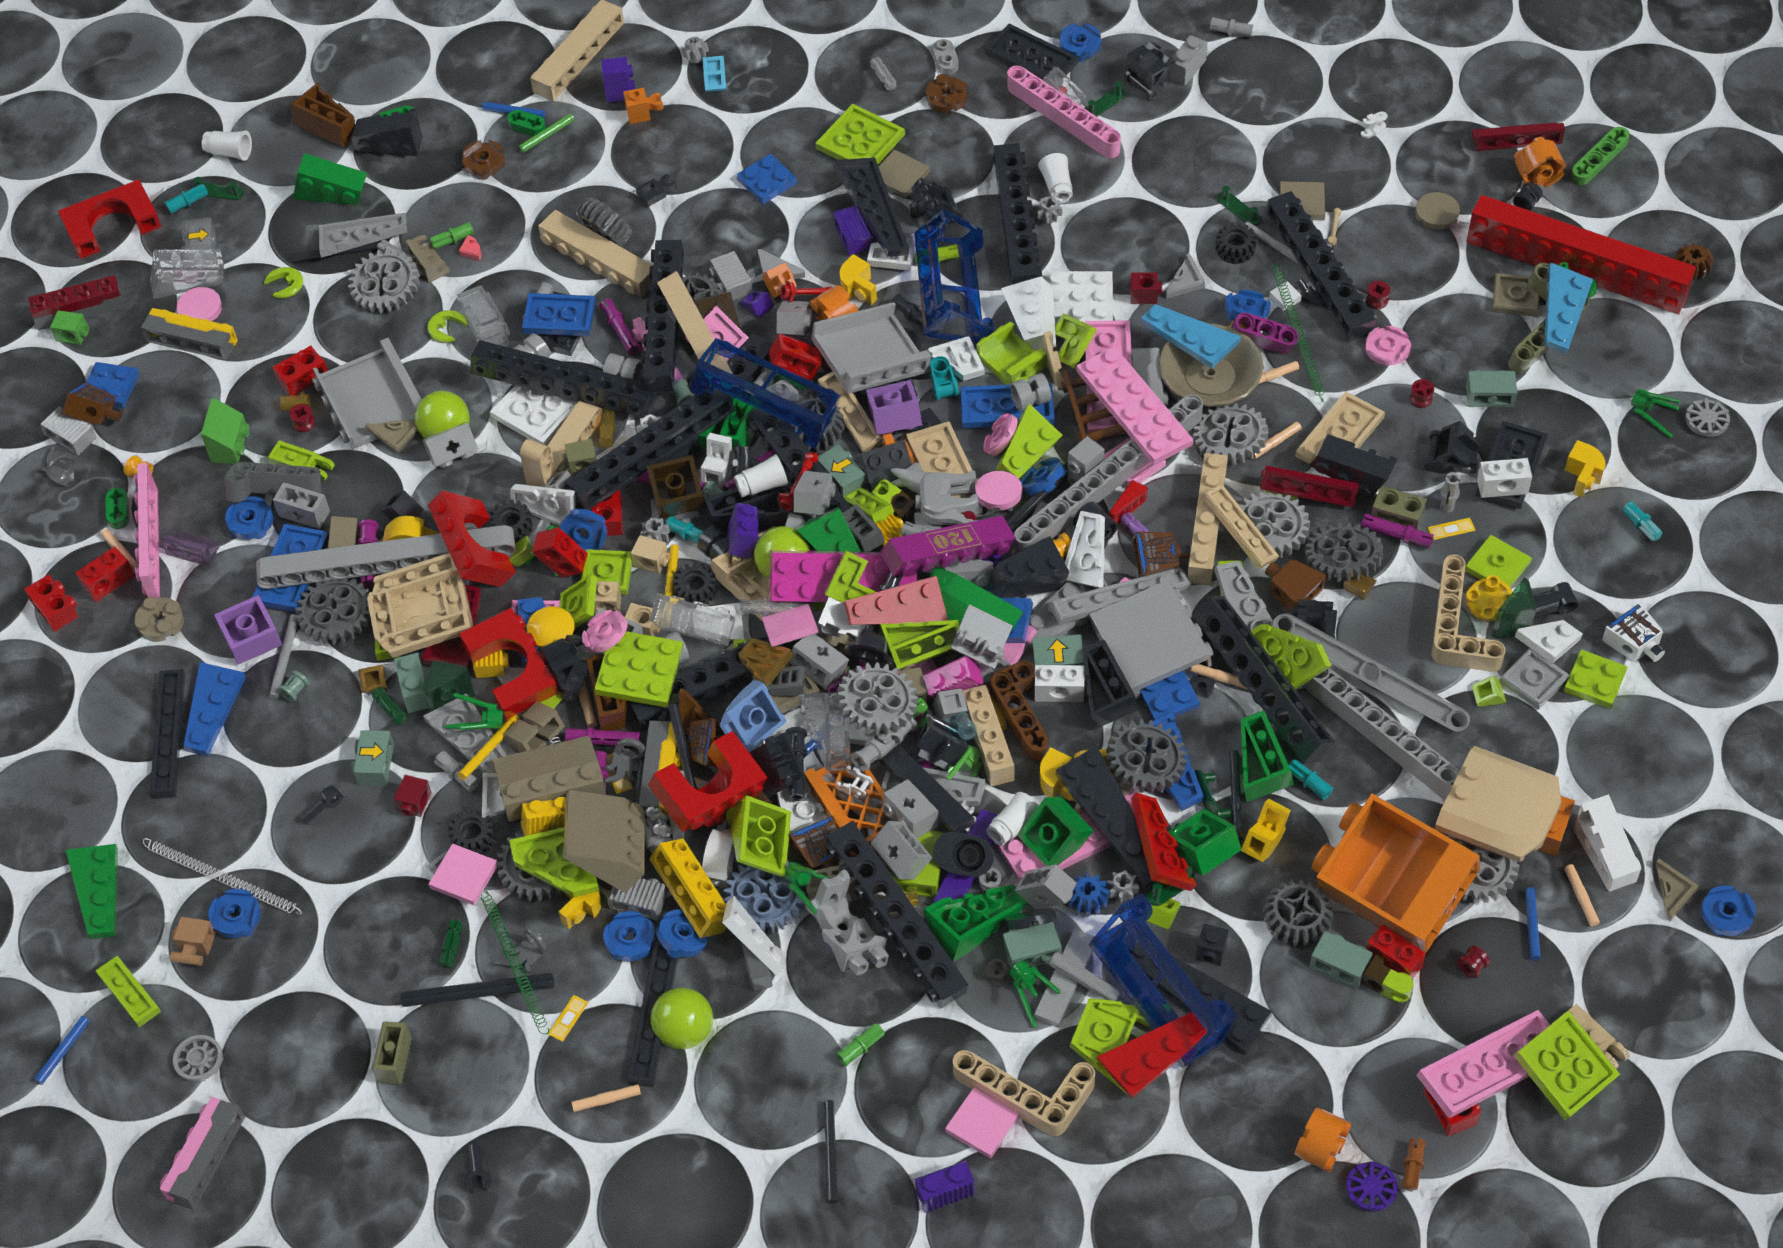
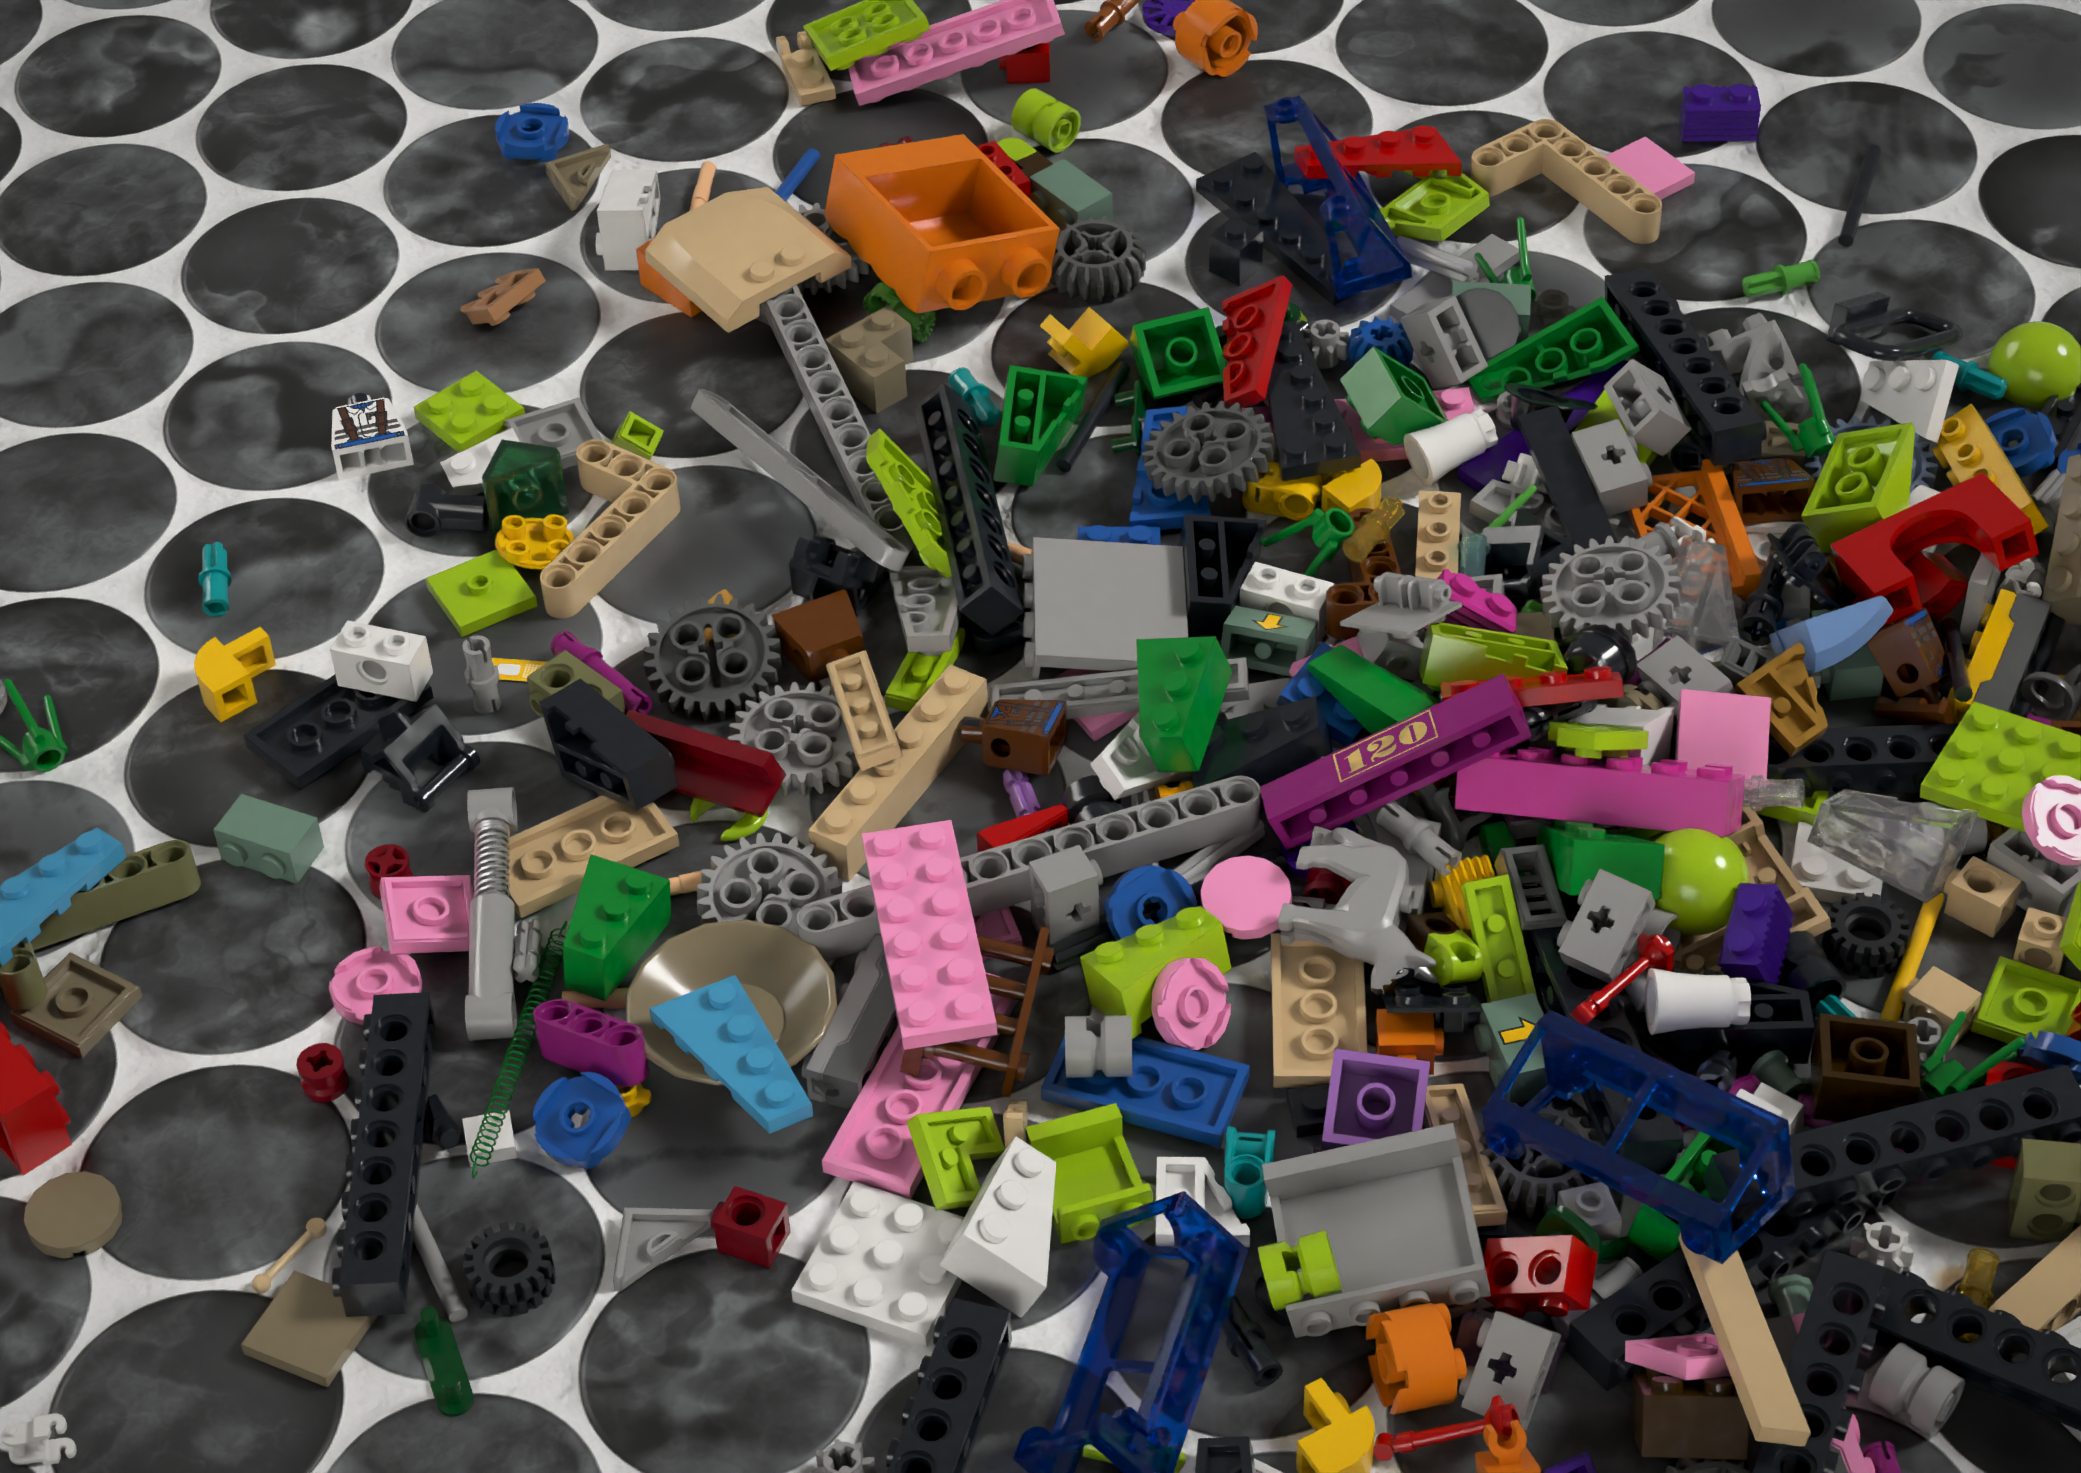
camera: 160 degrees left, 10 degrees down
(638, 514) = (1952, 1077): none -> green plant
(722, 993) = (1975, 379): none -> teal axle
(795, 999) = (1868, 315): none -> black bar
(894, 316) = (1318, 1266): none -> lime wheel
(1025, 716) = (1373, 529): none -> clear yellow axle
(1051, 712) = (1328, 534): none -> green plant
(1079, 565) = (1179, 698): none -> green wedge
(1294, 391) = (612, 925): none -> green wedge
(1326, 374) = (527, 951): none -> light grey axle
(1351, 375) = (491, 998): none -> light grey piece
(1385, 775) = (874, 358): none -> dark tan brick
(1386, 379) = (427, 913): none -> bright pink tile
(1405, 1026) = (1045, 120): none -> lime wheel
(1639, 763) = (509, 291): none -> medium nougat plate

